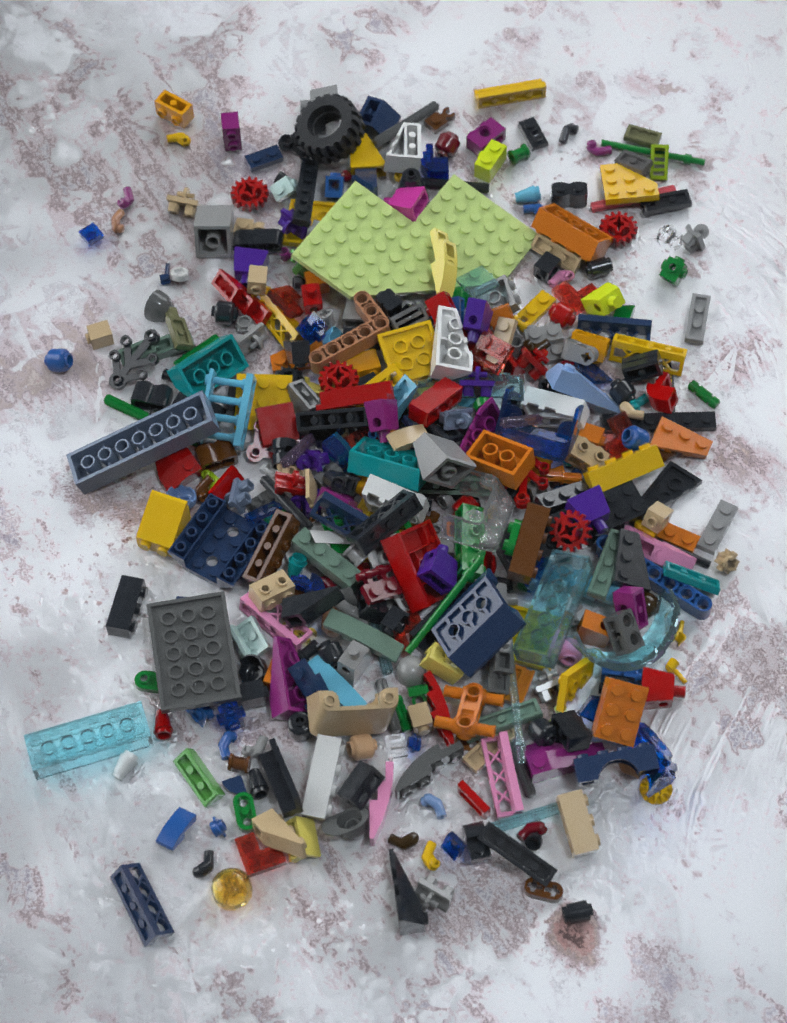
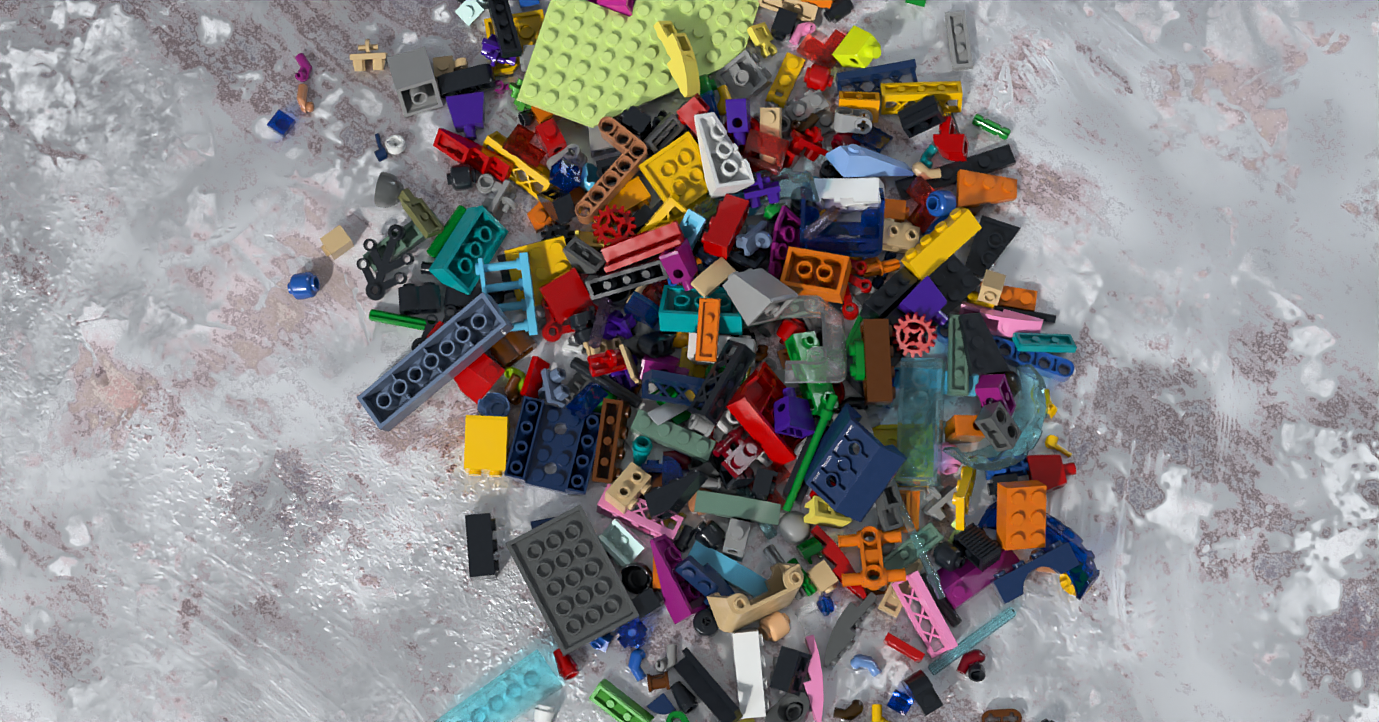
camera: 20 degrees left, 15 degrees up
(149, 685) = (538, 622): green plate -> none
(249, 194) = (440, 17): red gear -> none
(257, 280) = (486, 133): tan brick -> none
(386, 474) = (708, 329): none -> orange tile
(477, 282) = (719, 67): clear light blue piece -> none
(501, 311) = (758, 99): orange brick -> none
(517, 854) = (968, 694): black fence -> none
(524, 272) = (762, 37): none -> light yellow plate
(578, 823) = (1014, 642): tan brick -> none
(622, 391) = (908, 150): black head -> none
(625, 311) = (884, 58): green slope -> none
(717, 527) = (1050, 274): light grey plate -> none
(727, 561) = (1072, 312): tan gear -> none

